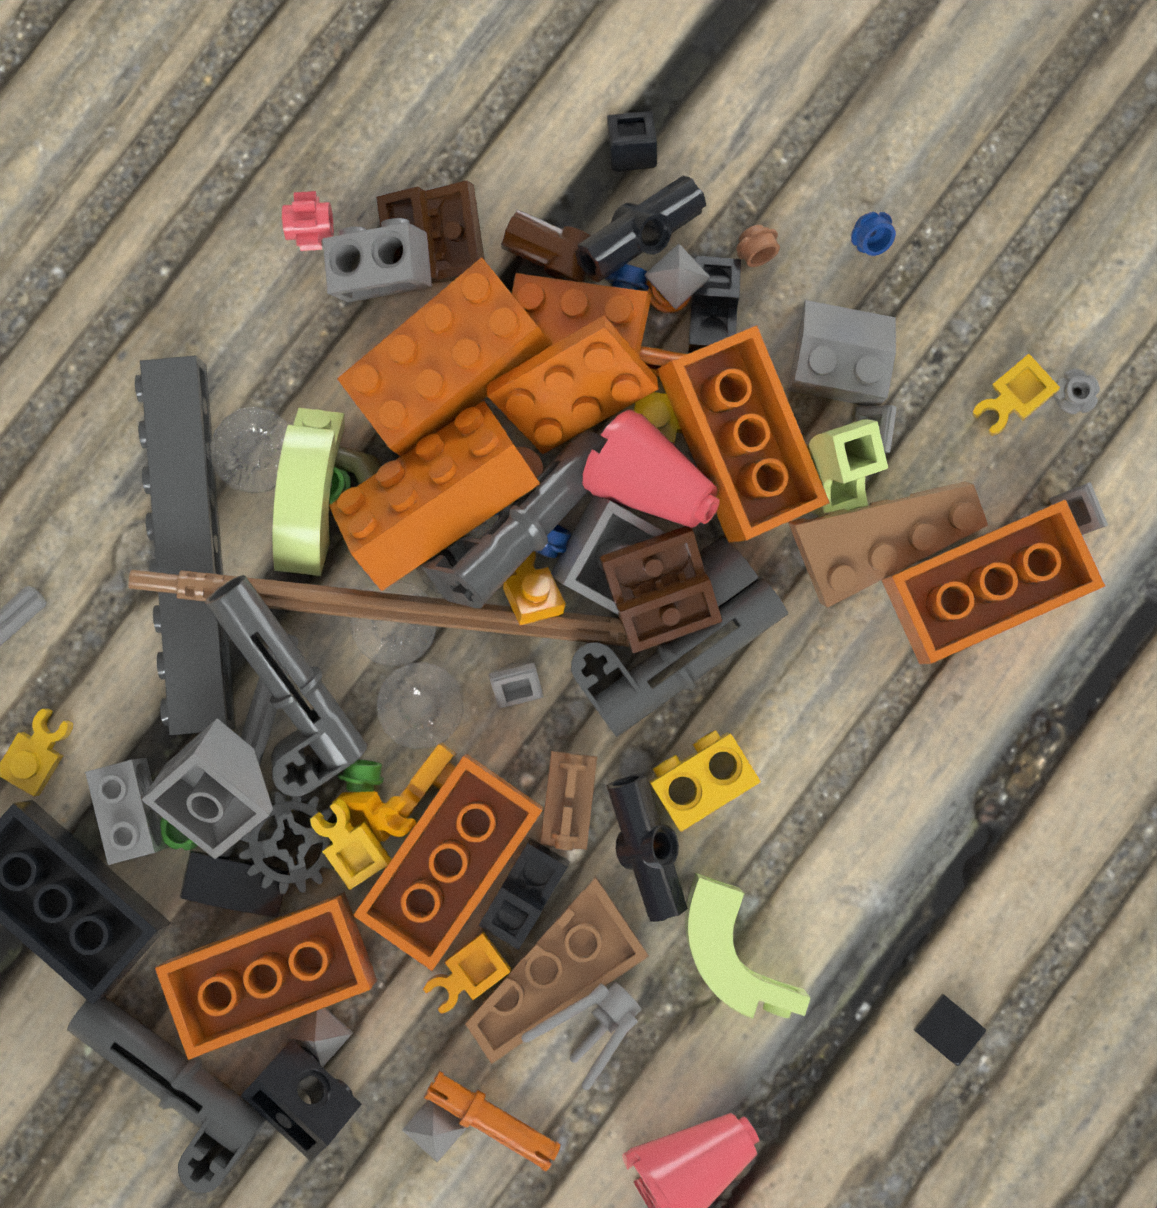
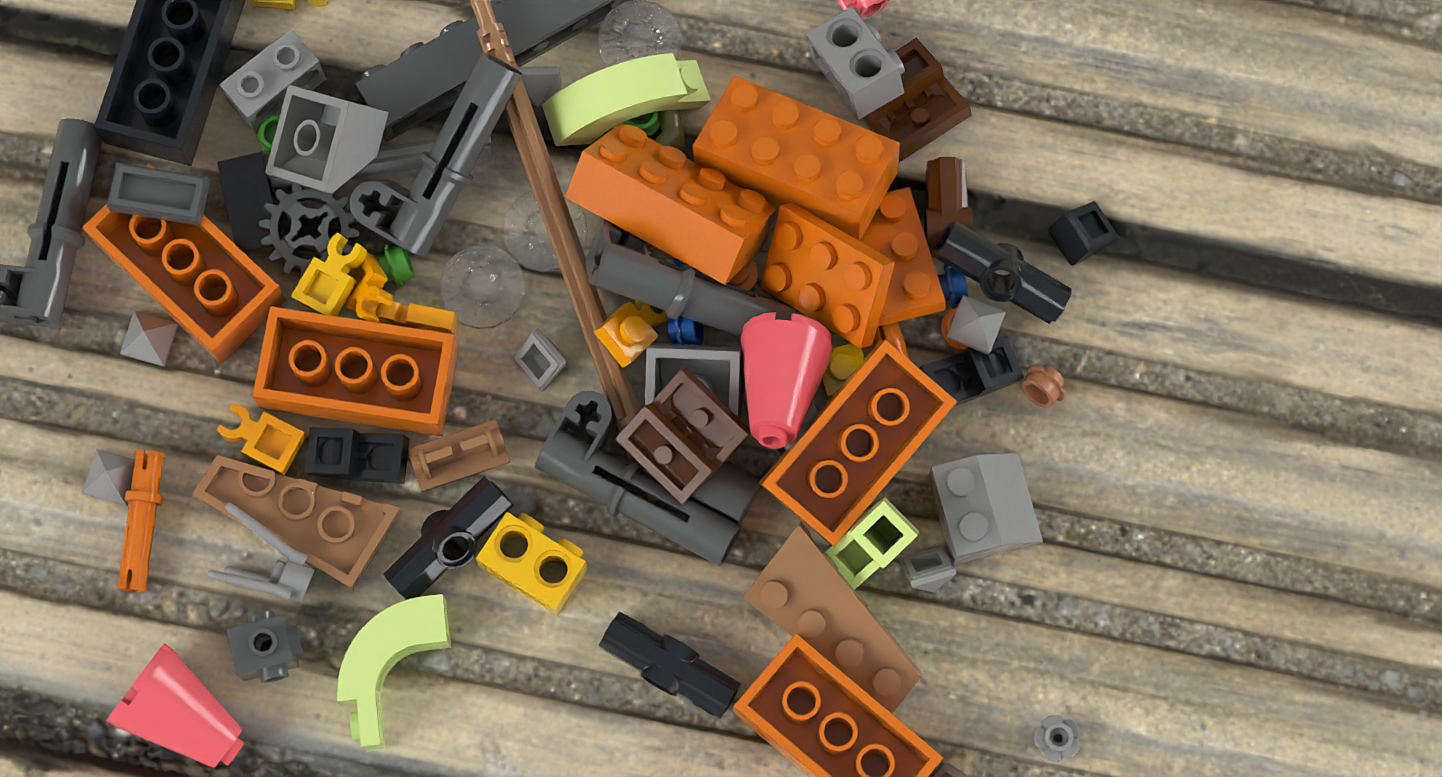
camera: 65 degrees right, 10 degrees down
(191, 973) = (158, 194): none -> dark grey tile
(252, 561) = (540, 82): none -> light grey slope
(277, 1100) = (68, 356): black brick -> none
(670, 1077) = (250, 639): none -> dark grey brick
(854, 701) = (669, 665): none -> black piece
(873, 233) = (1101, 488): blue plate -> none
(1020, 391) = (1030, 686): yellow plate -> none

